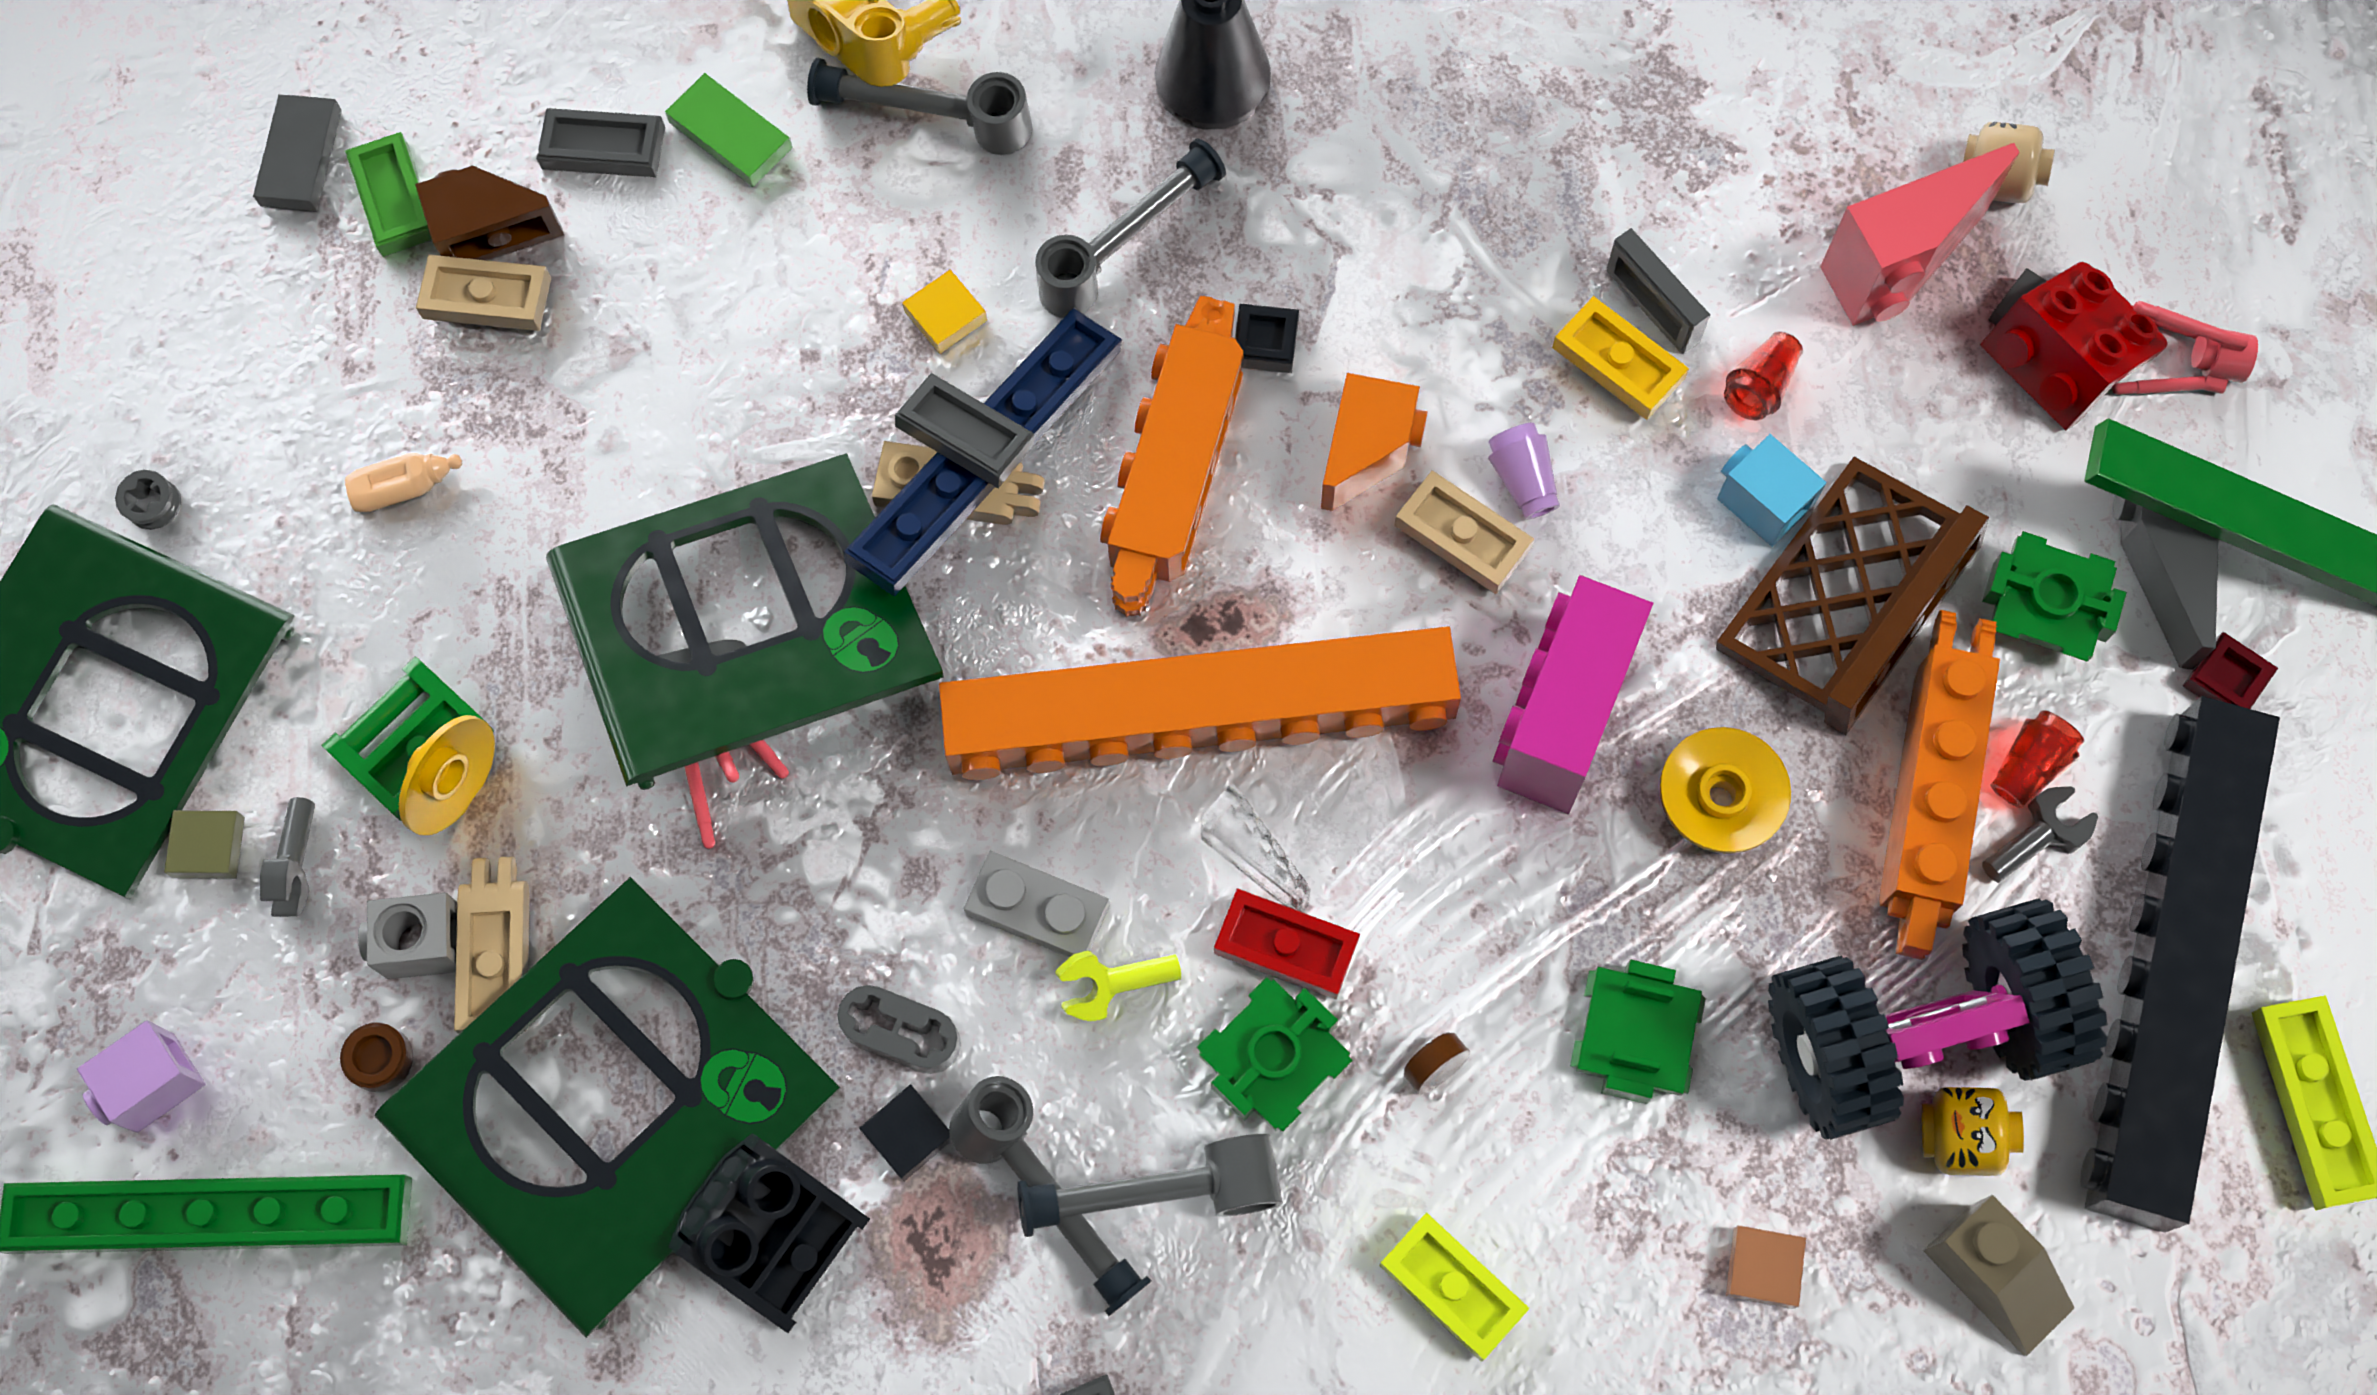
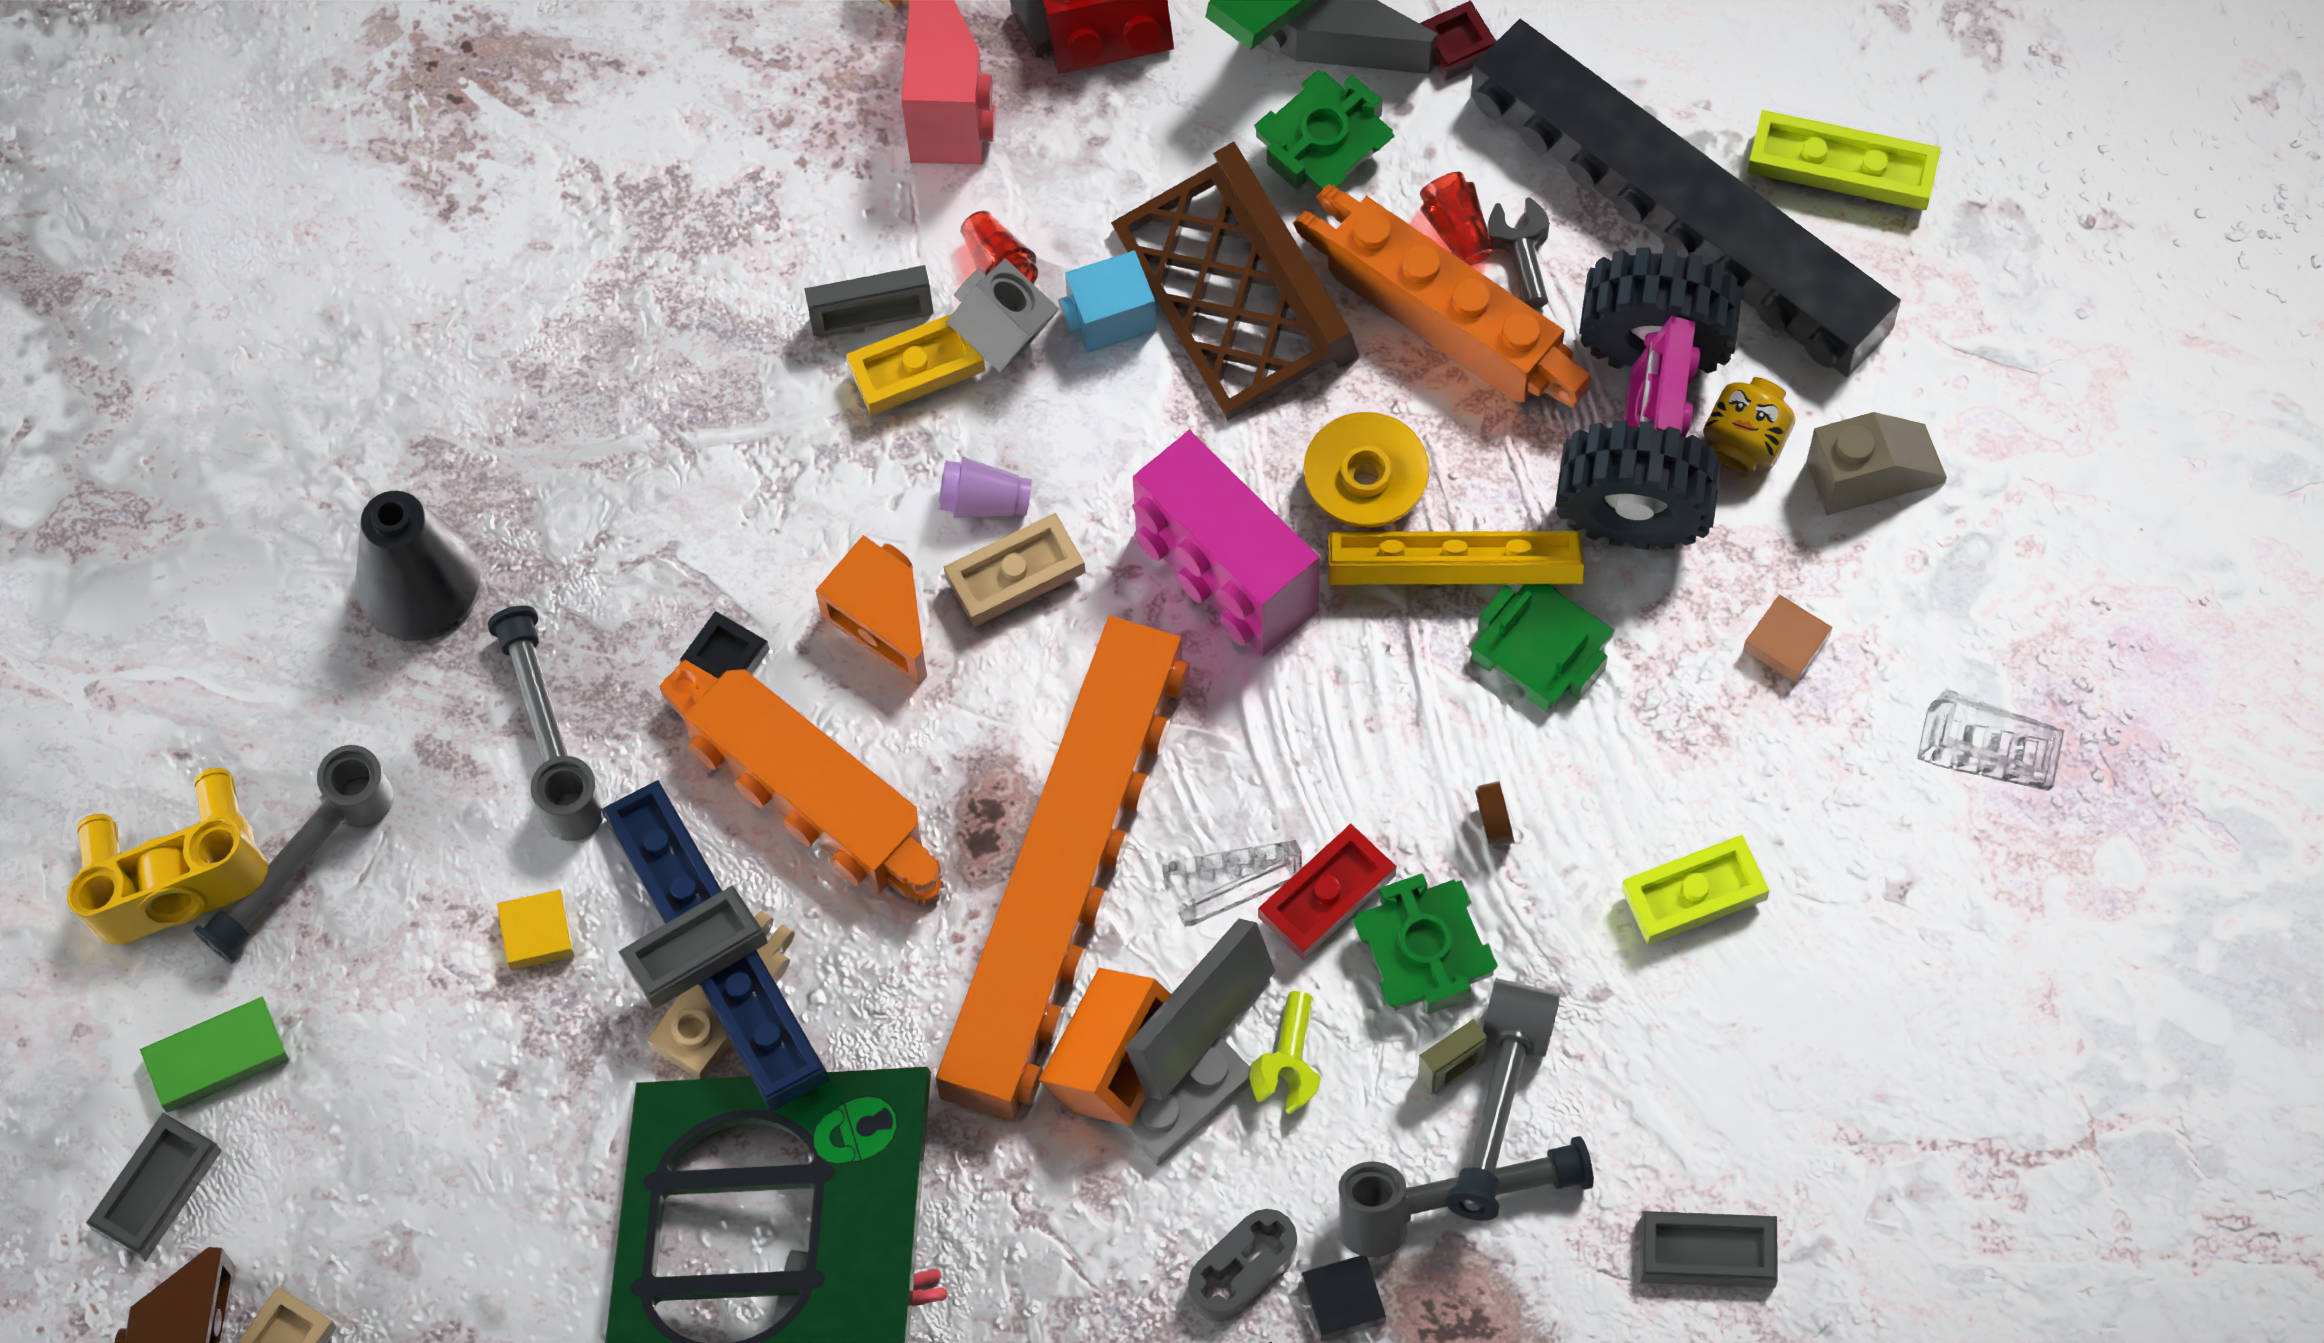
camera: 65 degrees left, 5 degrees down
(1042, 822) = (1090, 1061): none -> orange brick
(1109, 879) = (1200, 1009): none -> dark grey tile
(1175, 1129) = (1452, 1057): none -> olive tile
(1679, 406) = (1000, 313): none -> light grey brick
(1680, 913) = (1455, 557): none -> yellow tile

